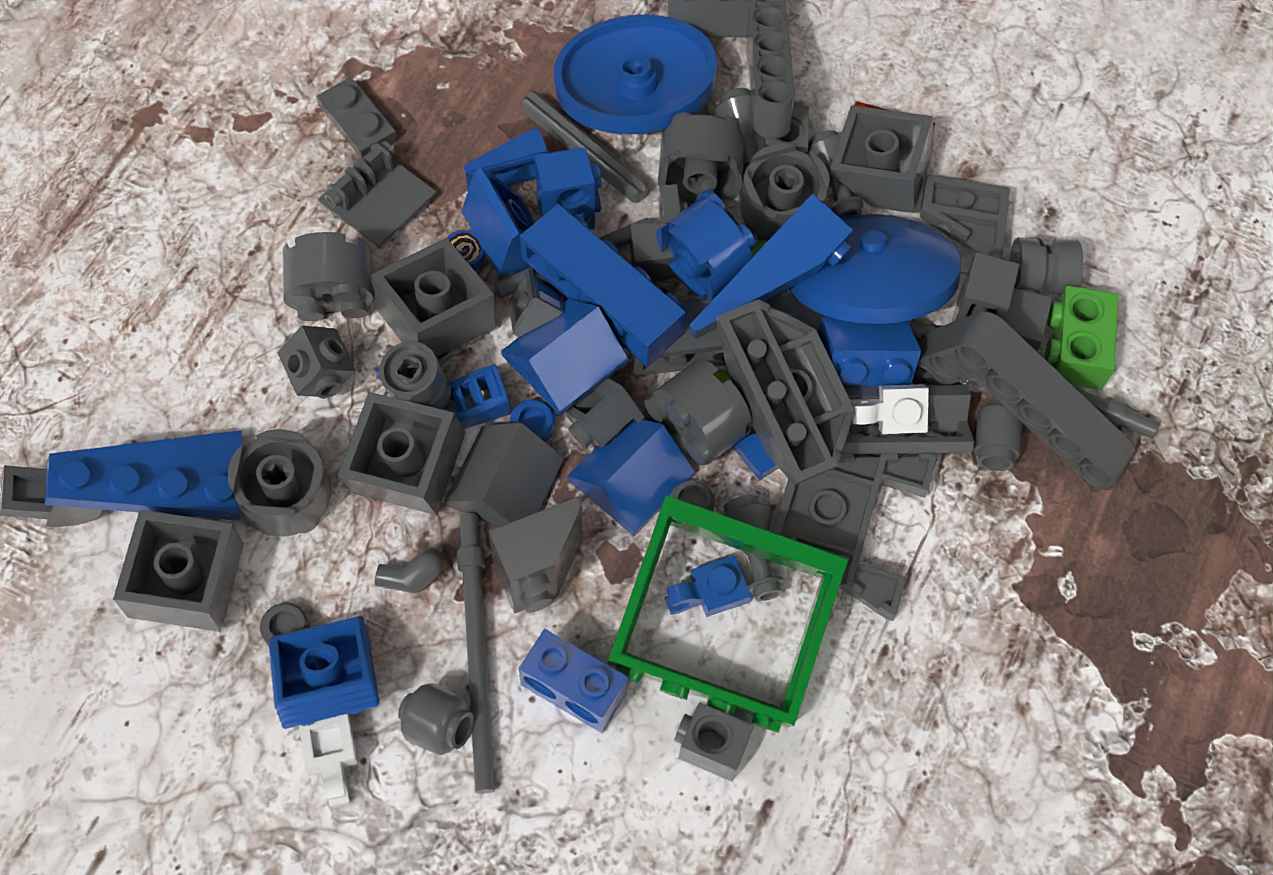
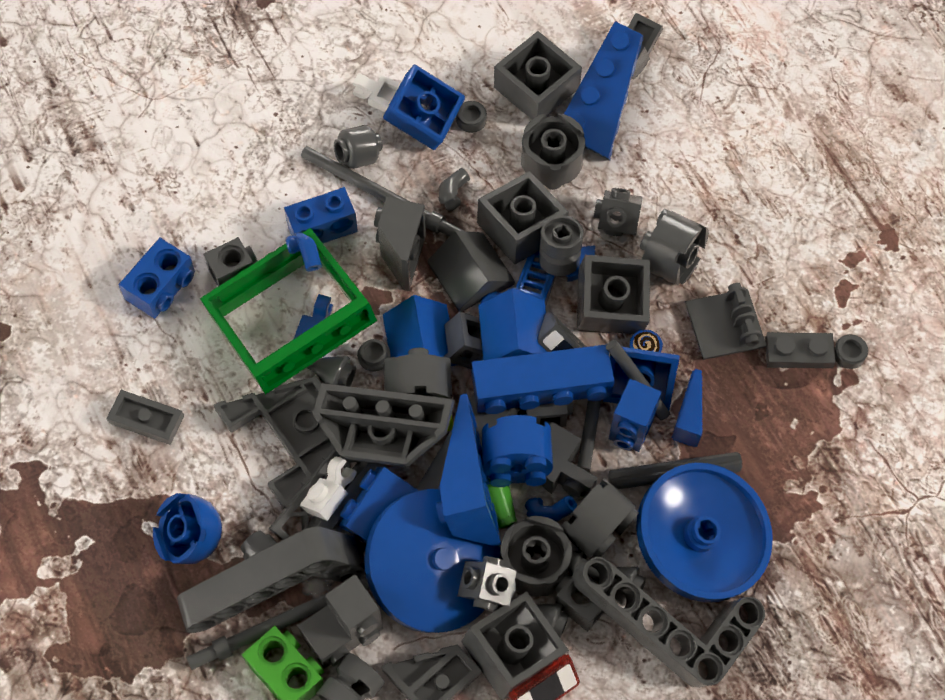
camera: 130 degrees right, 0 degrees up
(321, 74) = (850, 351): none -> dark grey tile
(524, 209) = (633, 373): none -> dark grey bar
(644, 628) = (307, 248): none -> blue arm
(804, 828) = (150, 274): none -> blue brick
(858, 194) = (487, 583): none -> dark grey brick
(969, 683) = (145, 417): none -> dark grey plate
(1051, 518) = (187, 529): none -> blue cylinder

